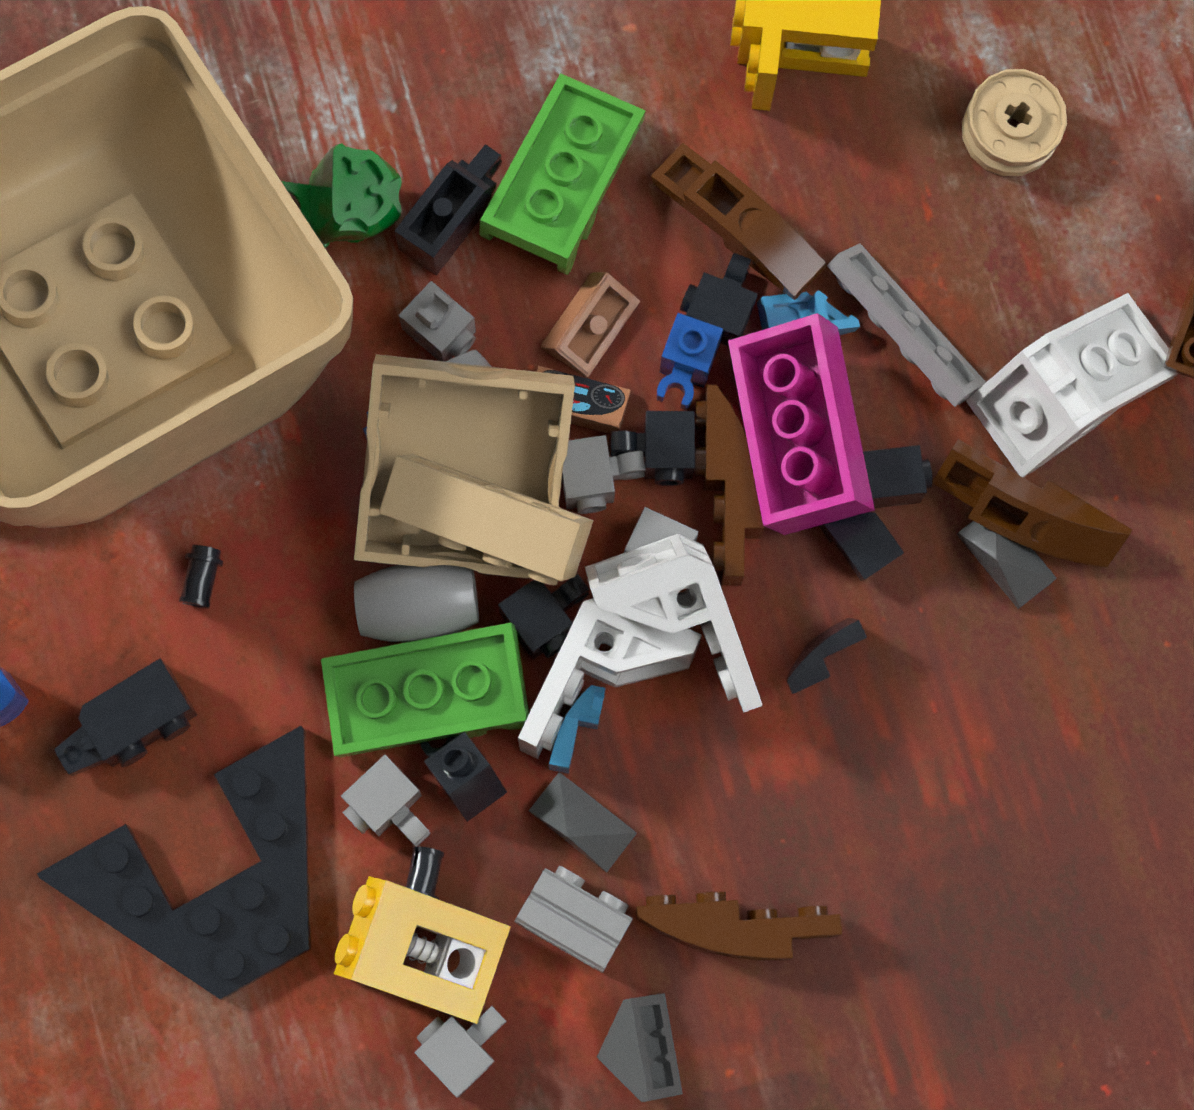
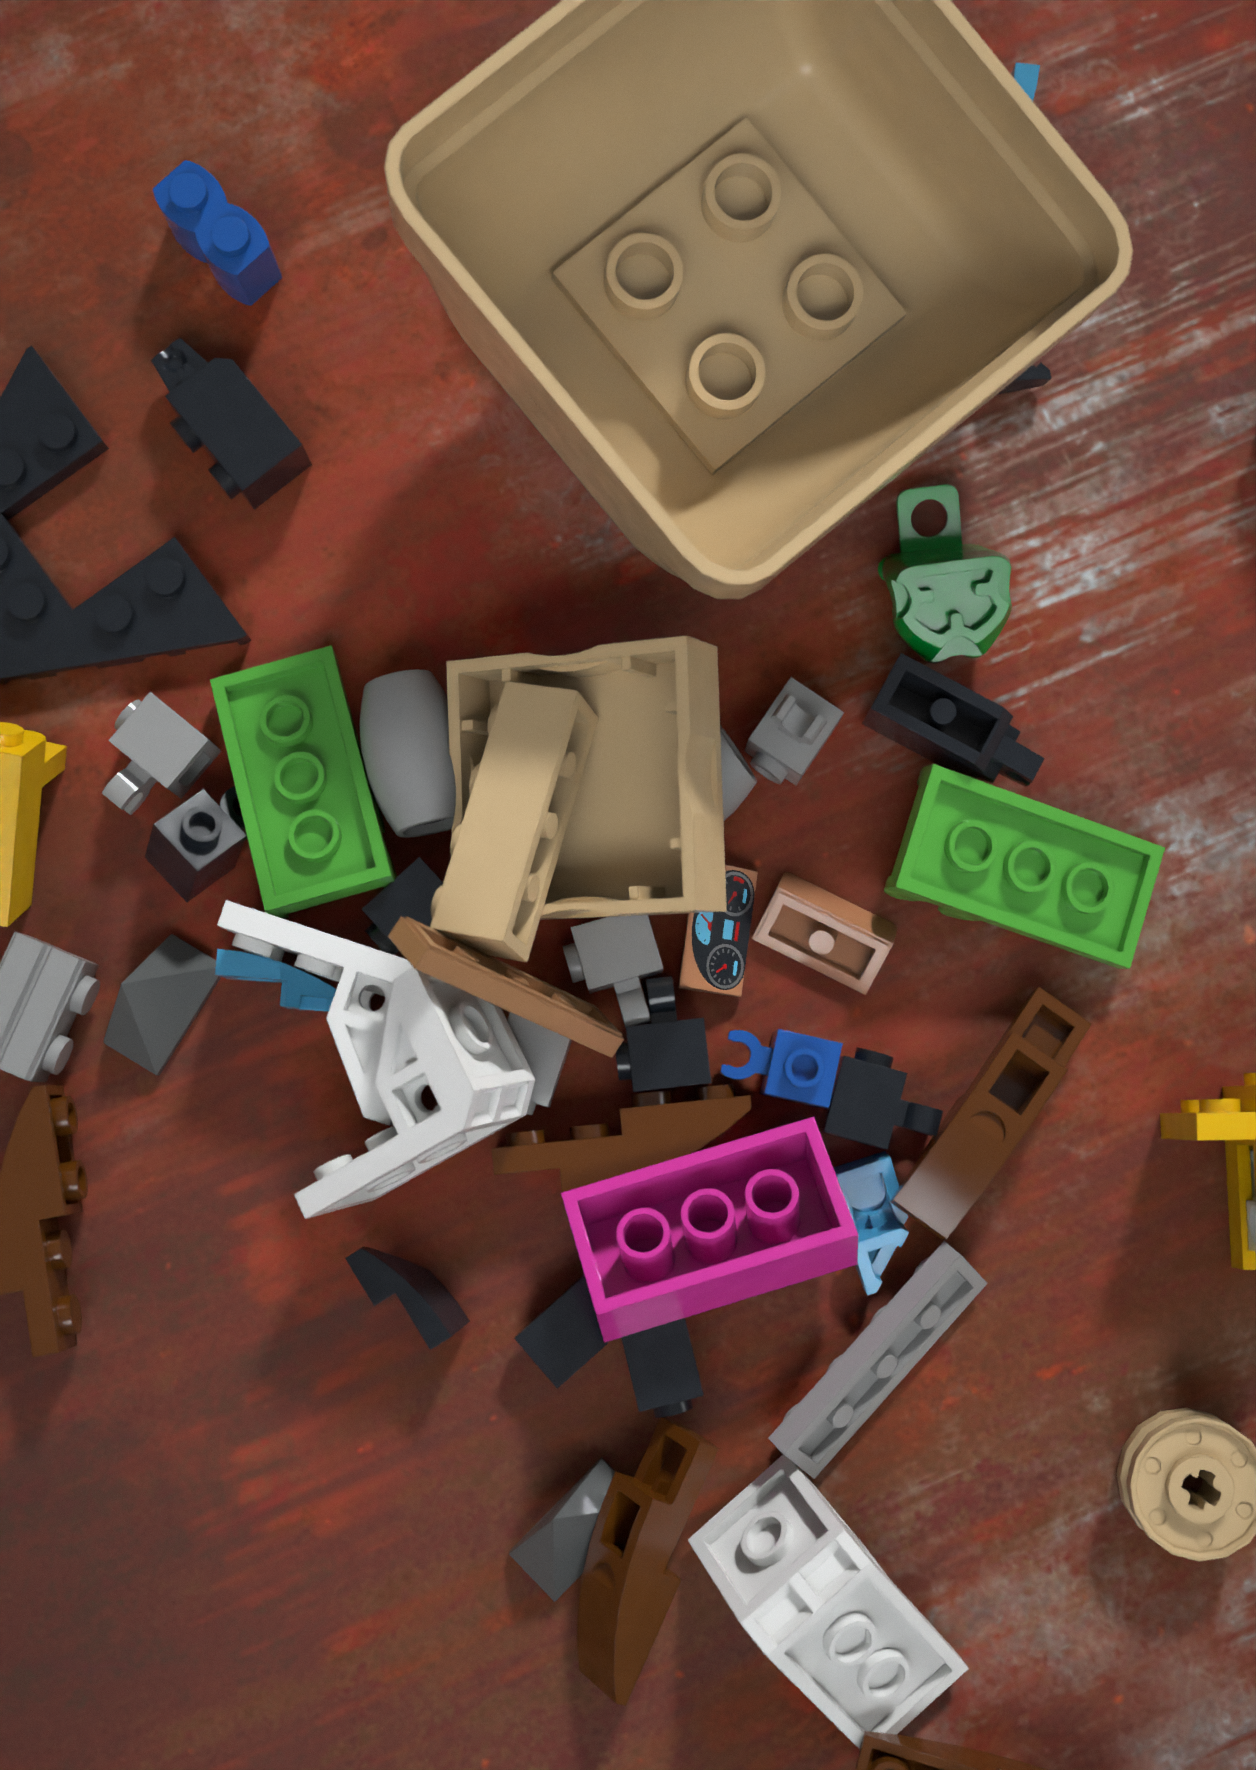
camera: 85 degrees right, 5 degrees up
(200, 576) = (423, 483): black pin -> none
(424, 870) = (73, 812): black pin -> none
(608, 538) = (504, 986): none -> medium nougat tile

